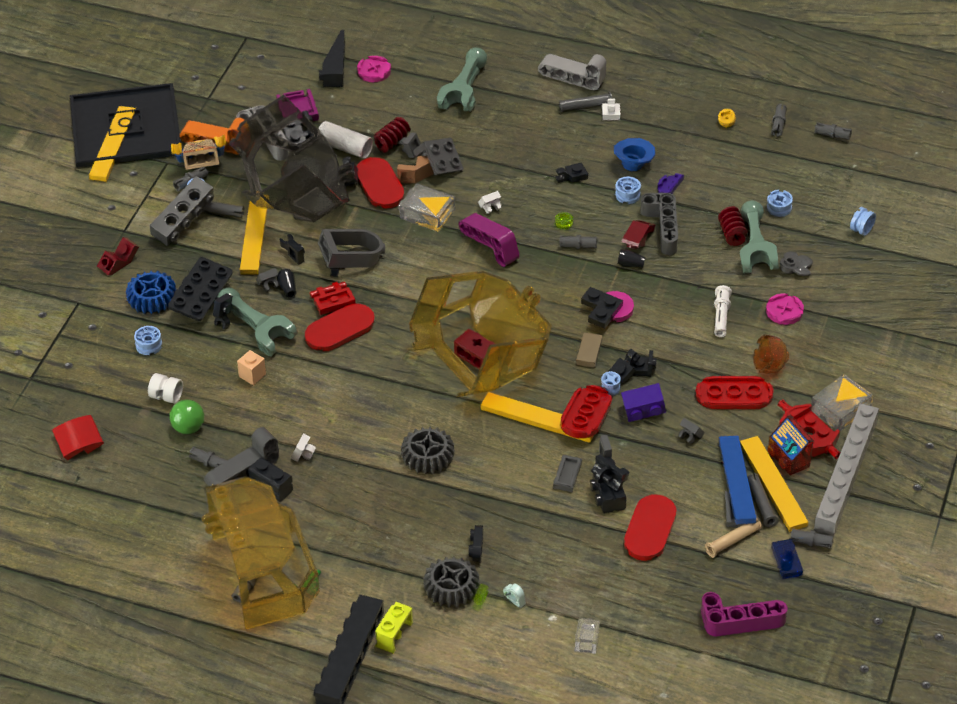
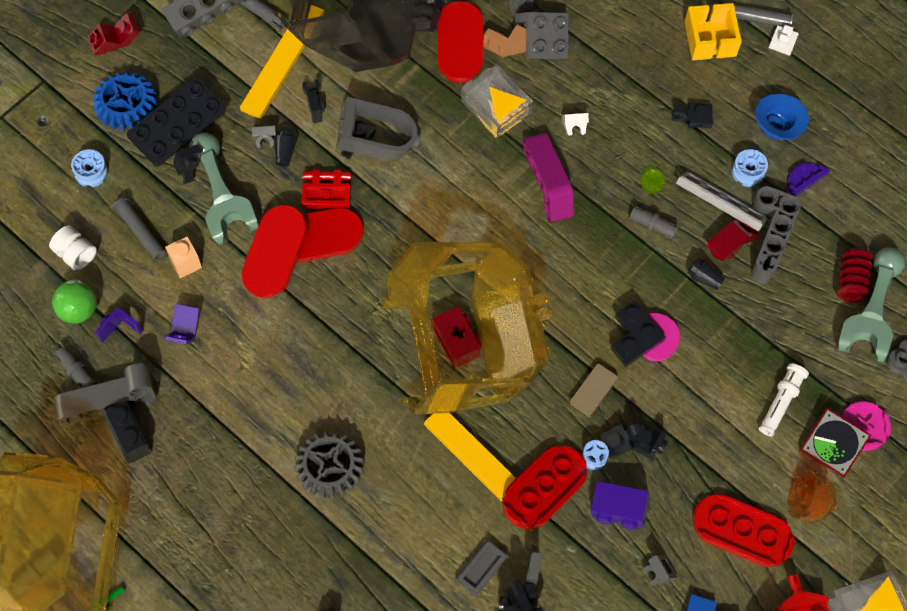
camera: 20 degrees right, 20 degrees up
(206, 363) = (139, 228): none -> dark grey pin
(224, 418) = (112, 321): none -> dark purple bracket
(274, 405) = (183, 324): none -> dark purple bracket
(303, 449) = (186, 400): white tile -> none
(317, 342) = (274, 252): none -> red tile
(564, 119) = (714, 37): none -> yellow piece
(618, 213) = (722, 200): none -> light grey tile
(770, 320) = (835, 443): none -> tile

